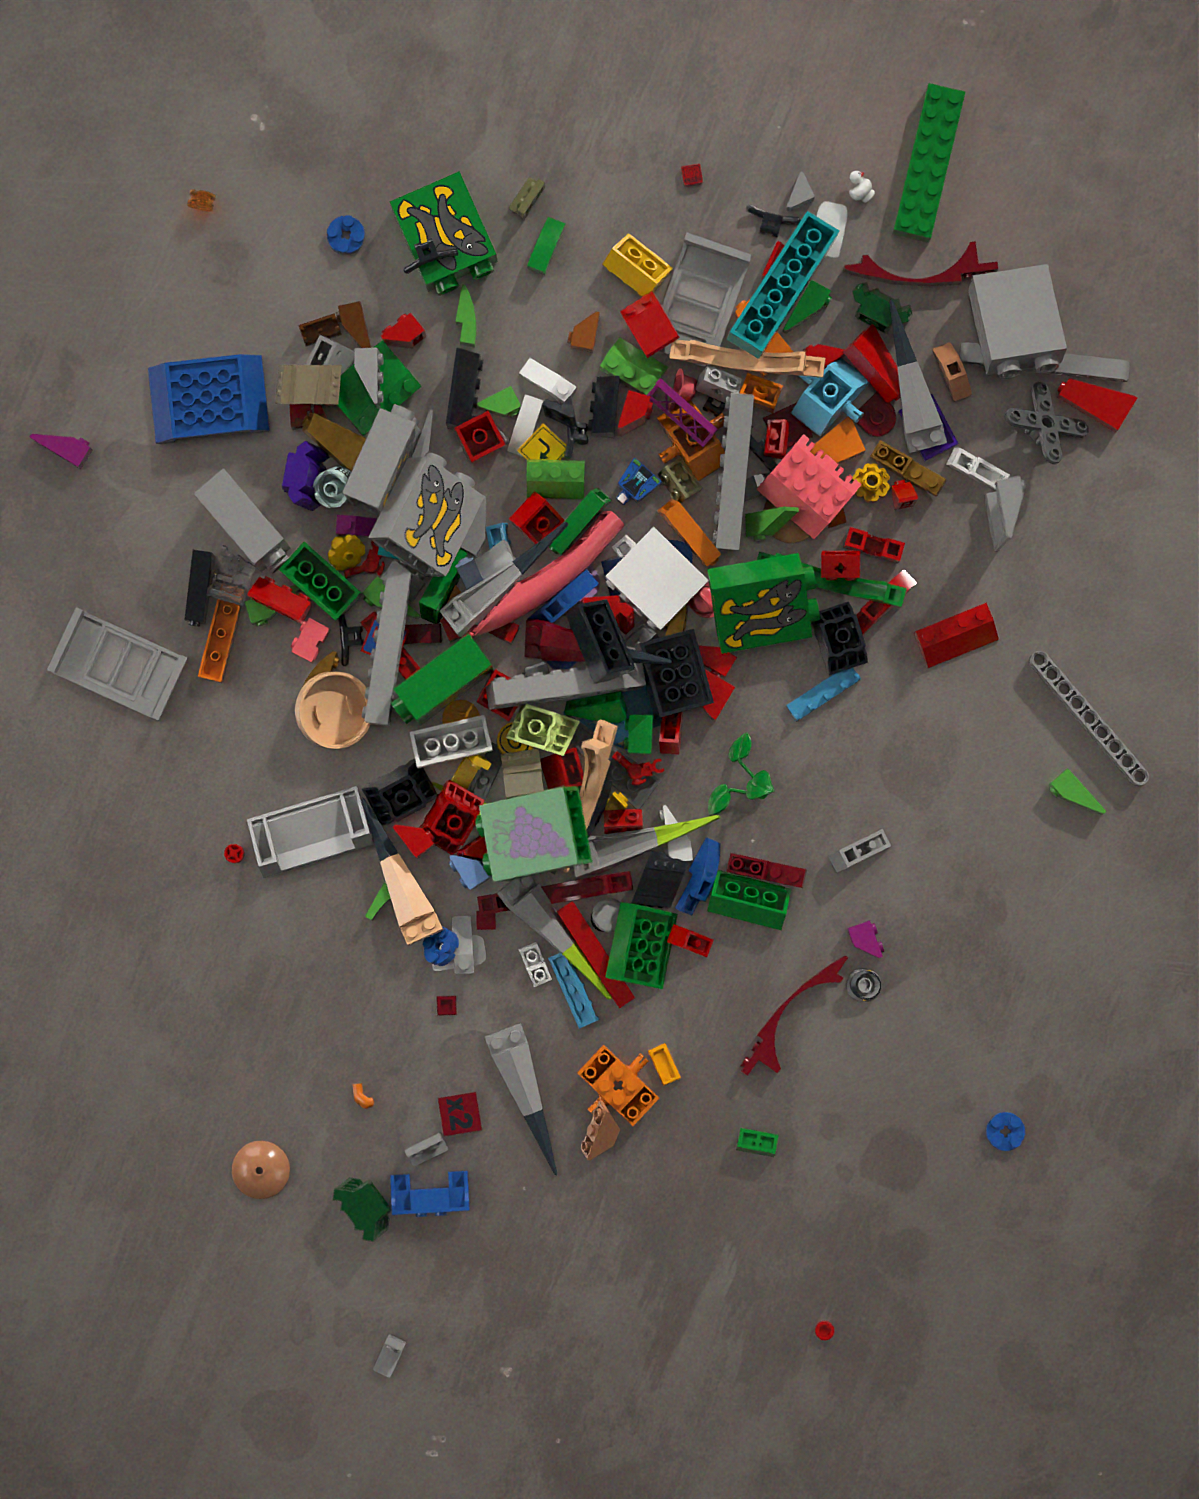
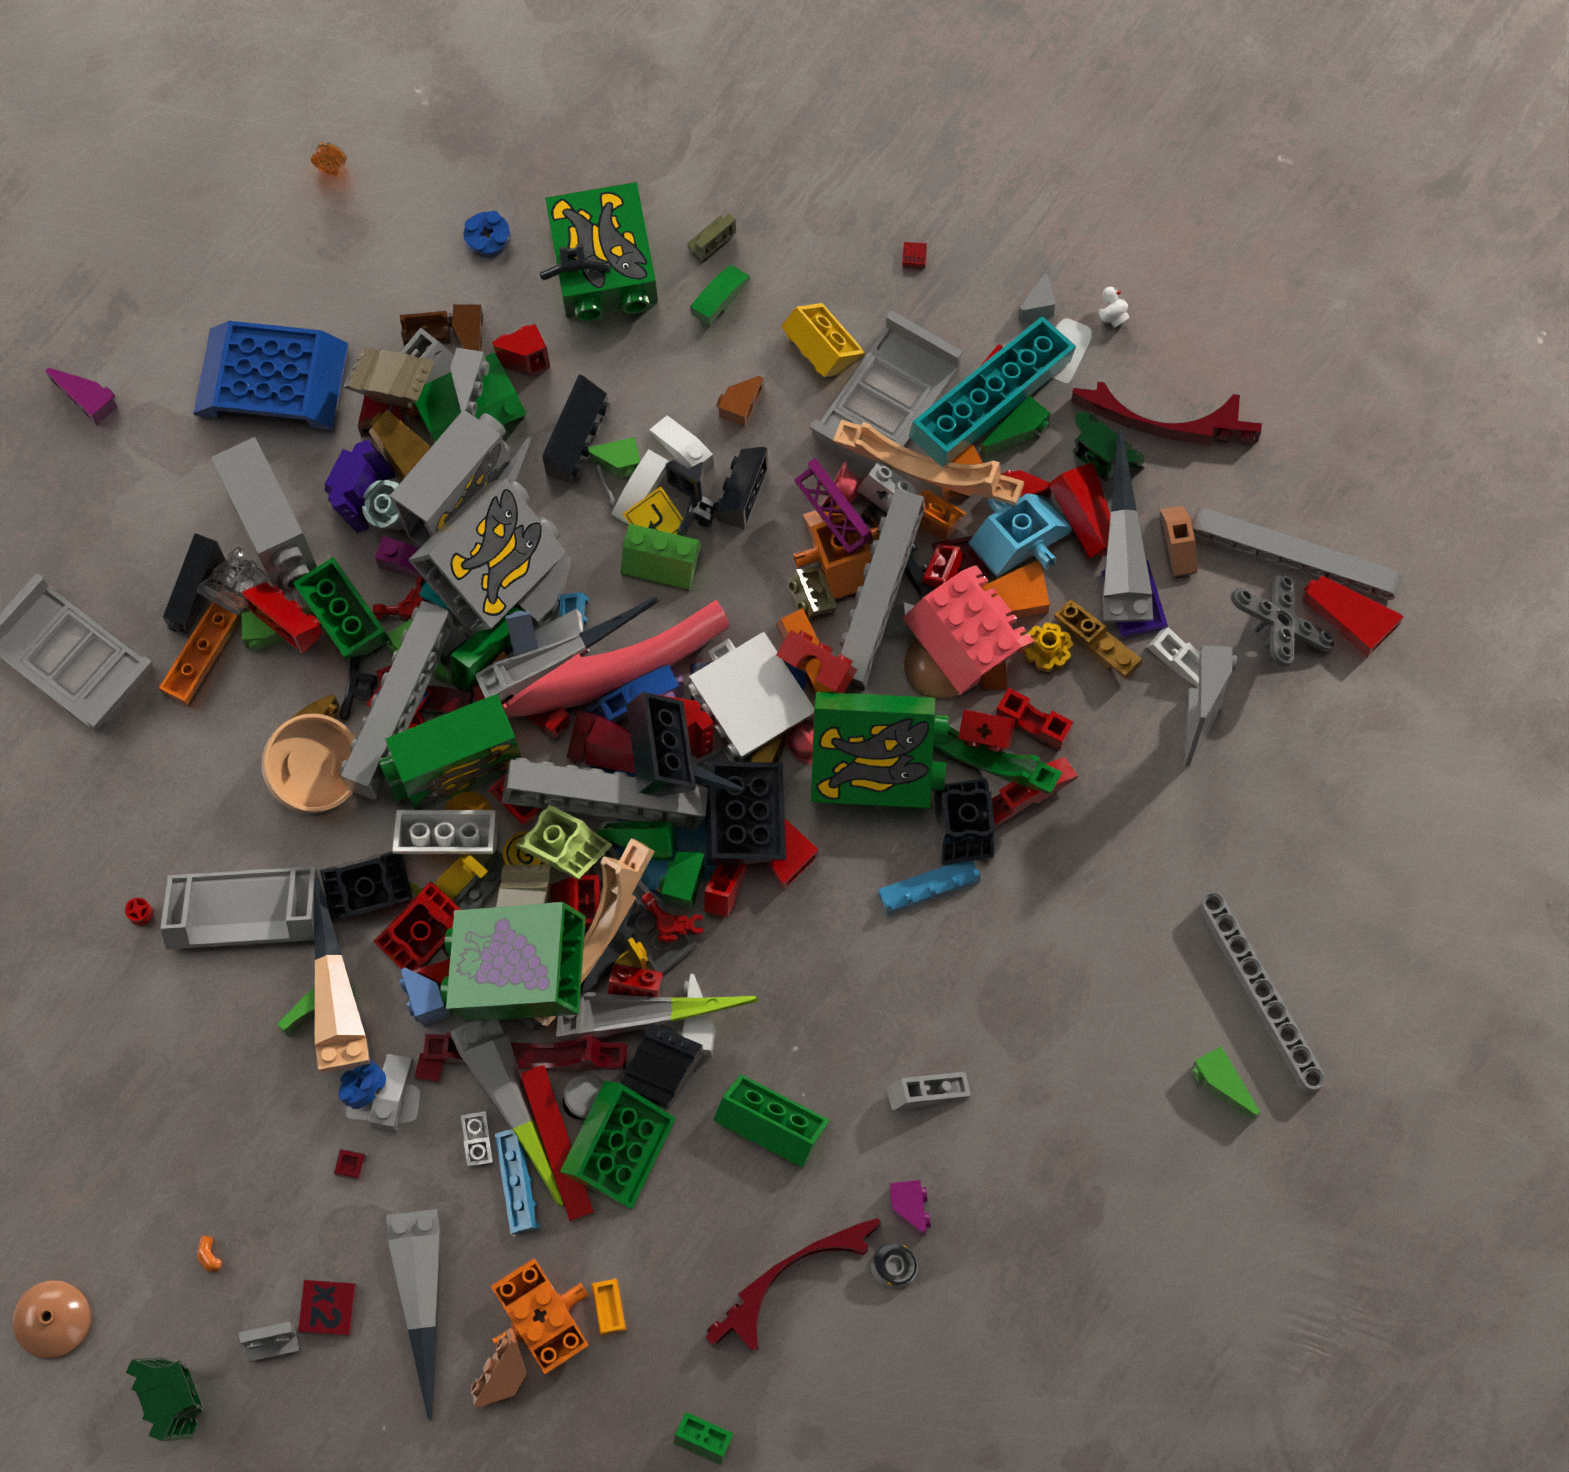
camera: 15 degrees right, 15 degrees down
(309, 639) = (308, 678): coral brick -> none
(345, 552) = (381, 583): yellow plant -> none
(415, 839) = (367, 942): red slope -> none
(430, 1200) = (256, 1410): blue bracket -> none
(466, 318) = (602, 354): bright green slope -> none
(479, 436) = (580, 485): red slope -> none
(536, 518) = (623, 593): red slope -> none
(581, 519) = (675, 607): green slope -> none
(633, 367) = (787, 450): bright green slope -> none
(635, 412) = (774, 496): red slope -> none
(636, 483) = (759, 583): torso -> none
(650, 324) = (819, 400): red slope -> none
(690, 940) = (682, 1154): red slope -> none
(704, 873) = (720, 1073): blue slope -> none
(717, 547) = (834, 671): none -> red arch
(717, 662) = (803, 814): red slope -> none
(757, 788) = (813, 977): green plant -> none
(766, 870) = (802, 1088): dark red slope -> none
(767, 216) = (993, 319): black piece -> none
(768, 522) = (909, 659): bright green slope -> none
(878, 416) = (1073, 573): dark red tile -> none
(903, 495) = (1084, 669): red slope -> none
(928, 162) = (1202, 299): green brick -> none
(956, 635) = (1114, 851): red slope -> none
(1017, 321) = (1271, 491): light grey brick -> none

